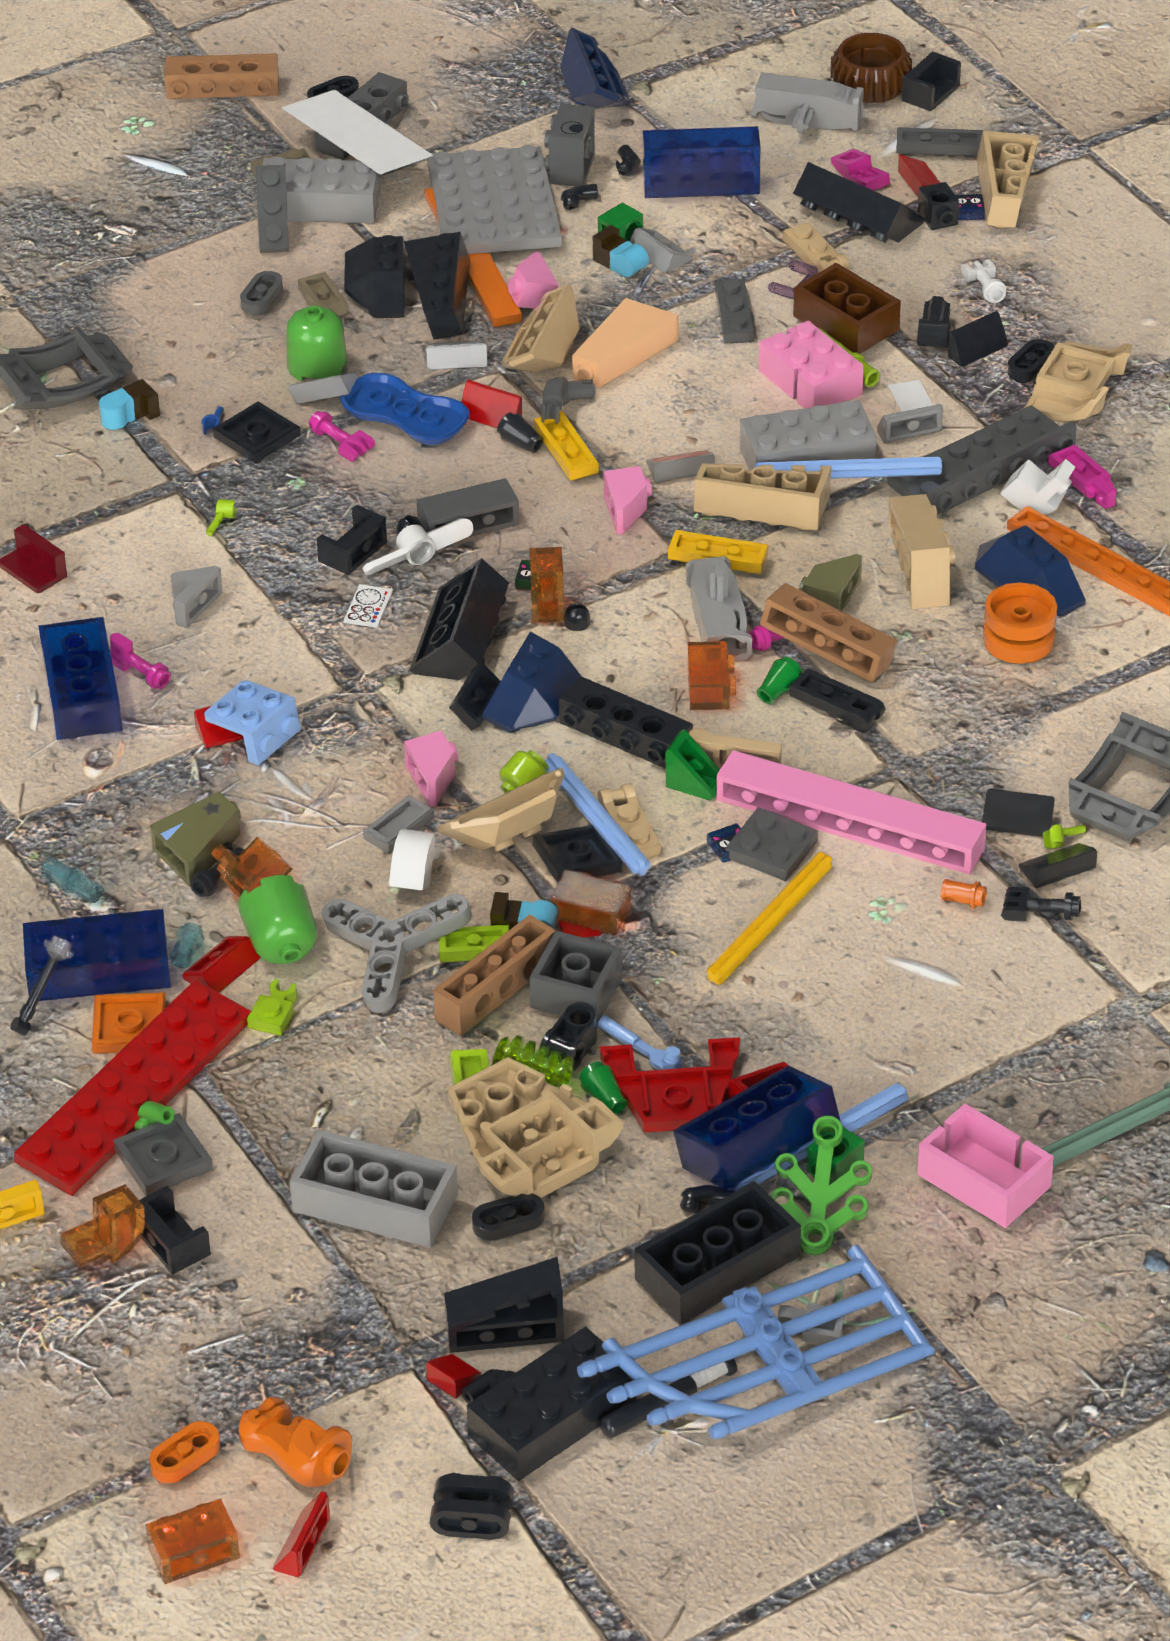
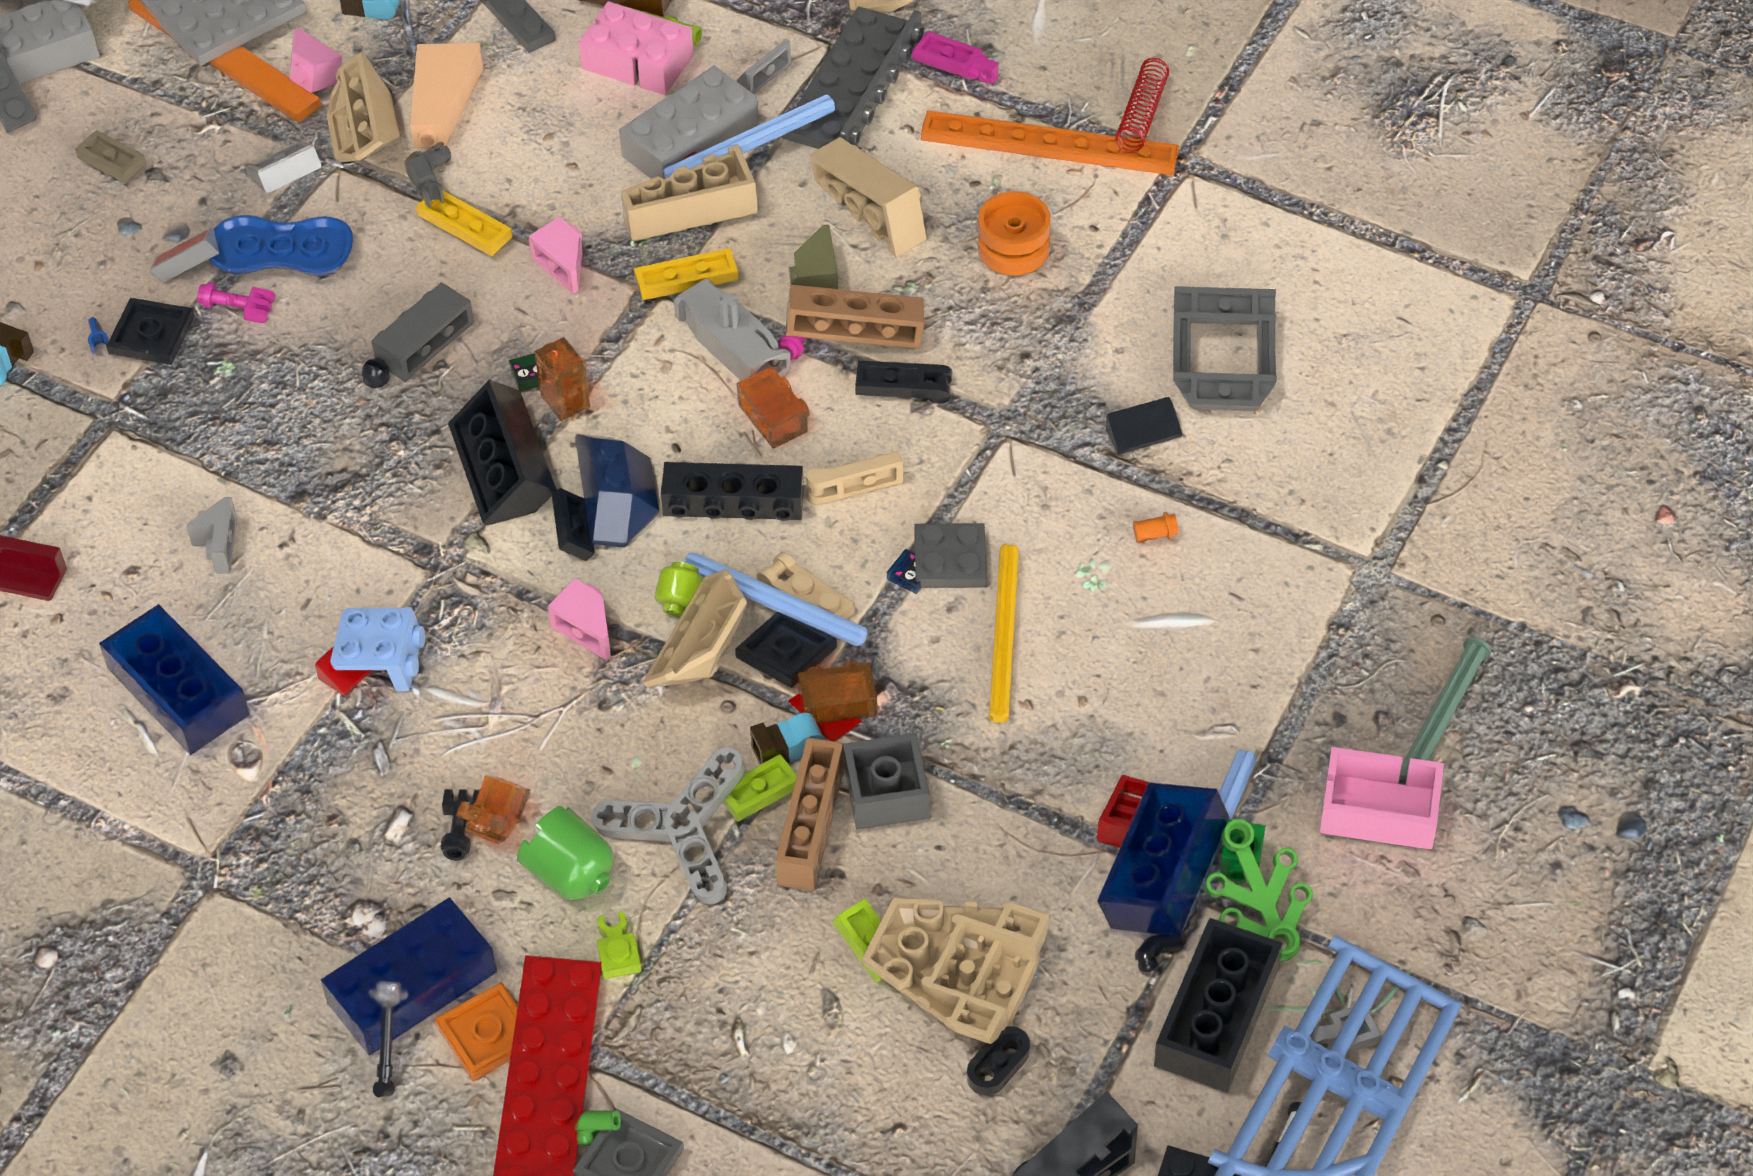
camera: 30 degrees left, 10 degrees up
(71, 879) = (320, 903): clear light blue axle -> none
(123, 658) = (244, 640): dark pink hinge -> none
(189, 938) = (483, 911): clear light blue pin -> none
(194, 832) = (411, 799): olive slope -> none
(223, 963) = (531, 922): red slope -> none
(224, 509) = (179, 428): lime hand -> none
(261, 292) = (45, 177): dark grey plate -> none
(315, 343) = (148, 214): bright green cylinder -> none
(357, 544) = (333, 409): black panel -> none
(368, 606) = (391, 471): white sticker -> none
(374, 1188) = (863, 1096): light grey brick -> none
(377, 276) = (151, 113): black wedge -> none
(407, 814) = (592, 693): light grey tile -> none
(413, 859) = (645, 728): white brick -> none
(420, 546) = (402, 387): white piece -> none
(441, 279) = (216, 92): black wedge -> none
(489, 404) = (364, 208): slope -> none
(519, 432) = (410, 226): black cone -> none
(555, 1072) = (913, 887): clear neon green piece -> none
(573, 1033) = (921, 848): black piece -> none
(577, 617) = (602, 398): black hinge -> none
(601, 1084) = (986, 882): green cone -> none
(658, 1058) = (1011, 825): light blue piece -> none
(673, 1096) = (1053, 861): red wing -> none
(679, 465) = (584, 196): light grey slope -> none
(690, 768) = (830, 512): green slope -> none
(779, 678) = (838, 381): green cone -> none
(852, 812) = (1000, 491): bright pink brick -> none
(910, 395) = (742, 42): white sticker -> none
(1019, 902) = (1209, 518): black hinge -> none
(1030, 559) = (972, 171): dark blue wedge -> none
(1036, 489) = (923, 91): white brick -> none
(1055, 836) = (1191, 435): lime hand -> none
(1059, 864) = (1212, 459): black slope -> none

